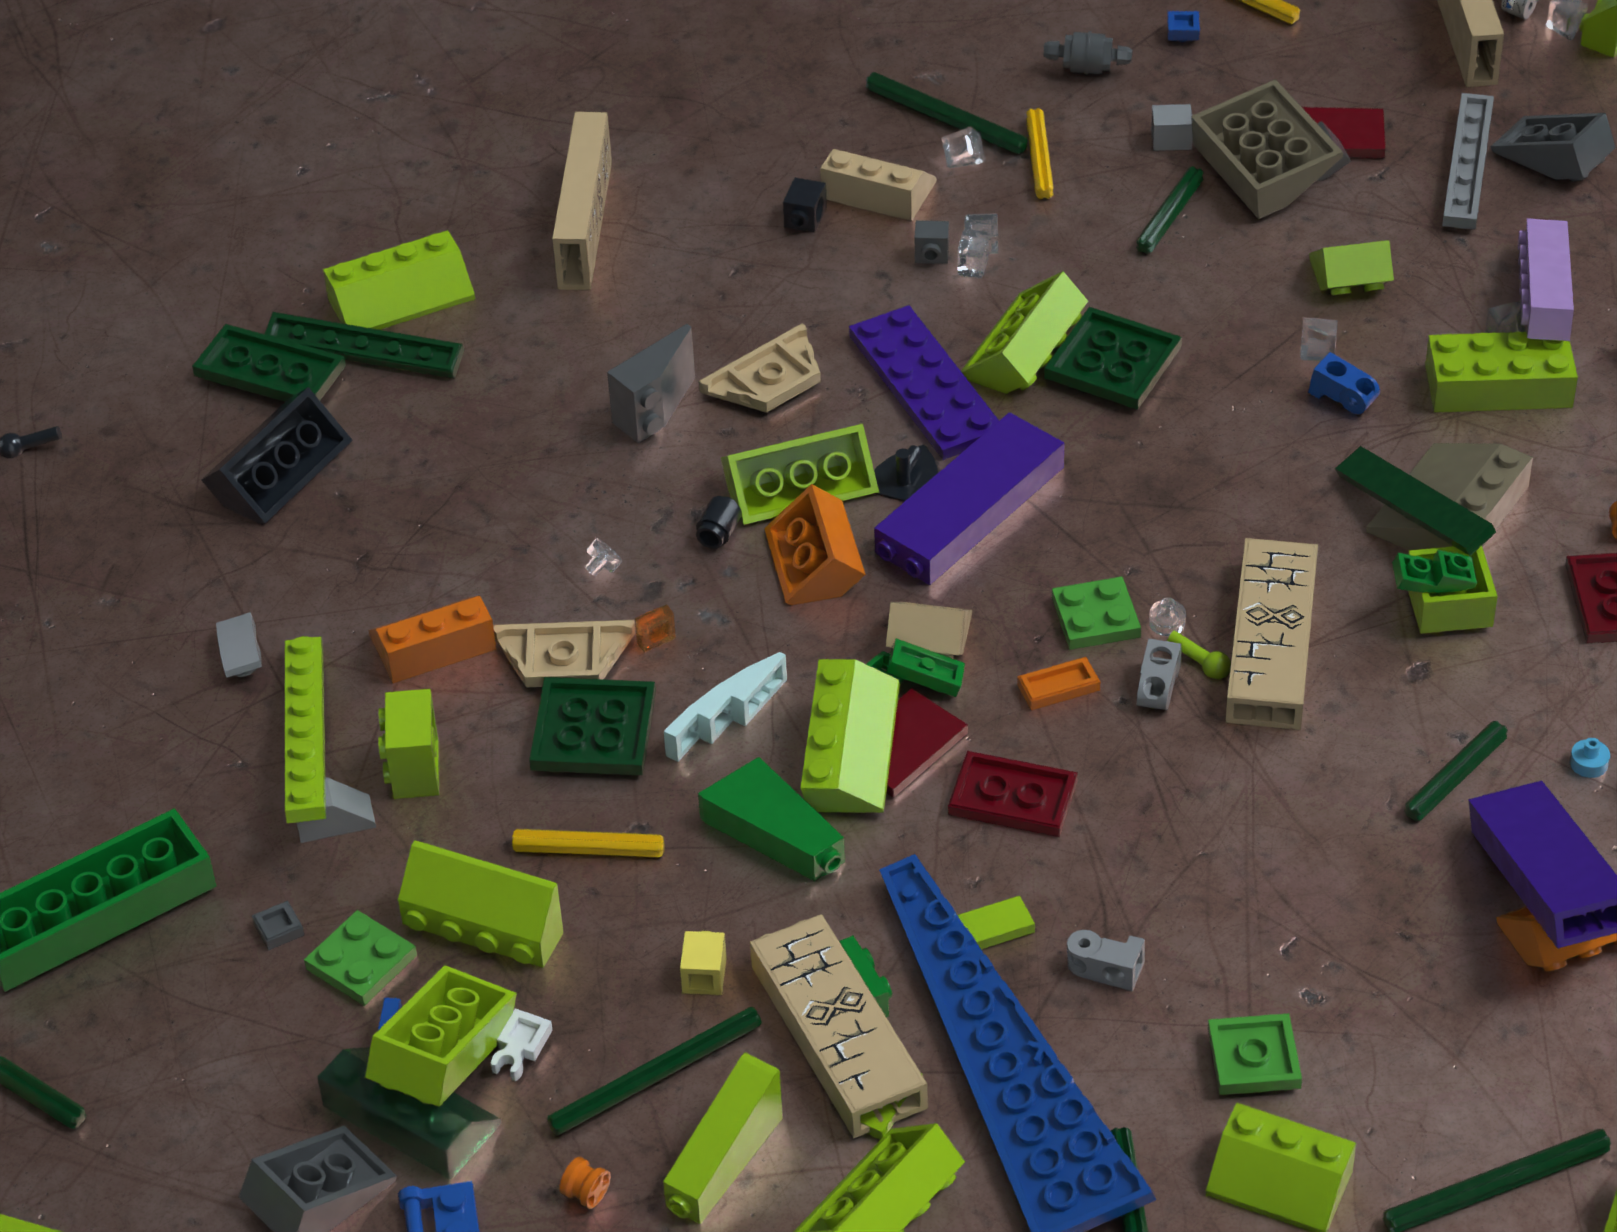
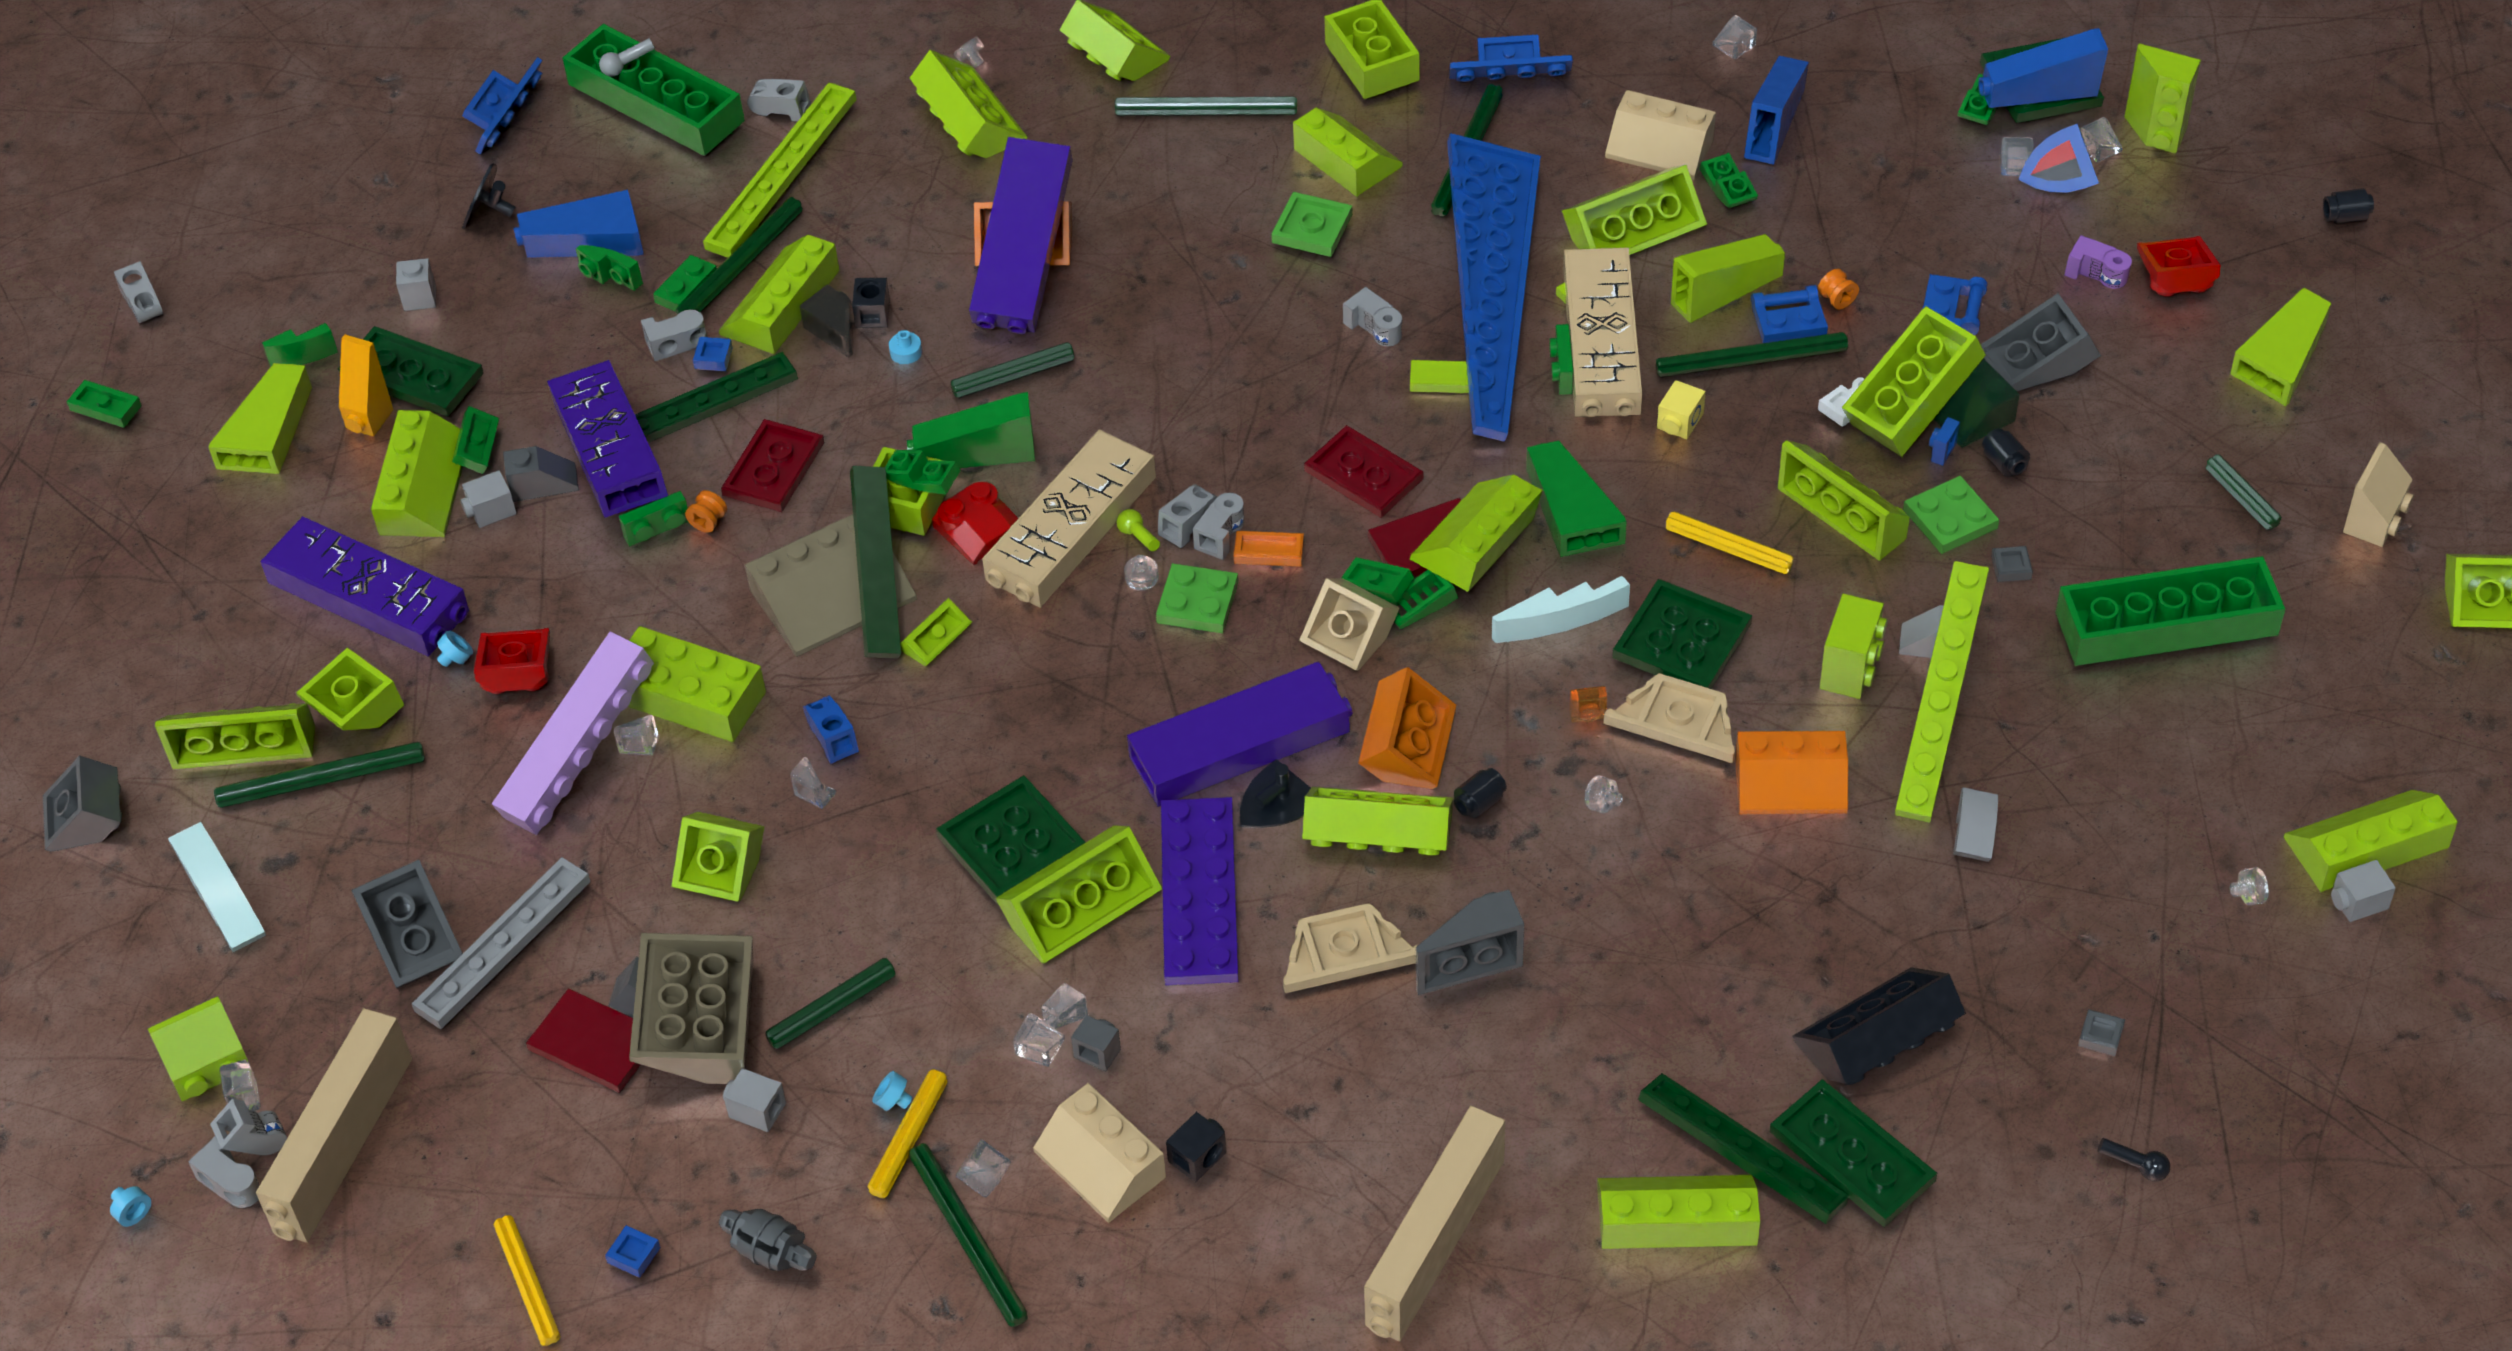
camera: 155 degrees left, 5 degrees up
(78, 525) = (2101, 1032): none -> dark grey tile
(317, 1037) = (2005, 452): none -> black brick
(629, 1132) = (1789, 322): none -> blue plate
(1070, 165) = (892, 1092): none -> medium azure tile
(1119, 687) = (1217, 524): none -> light grey leg
(1322, 501) = (935, 633): none -> lime slope
(1361, 608) = (974, 520): none -> red slope
(1423, 665) = (980, 435): none -> green slope

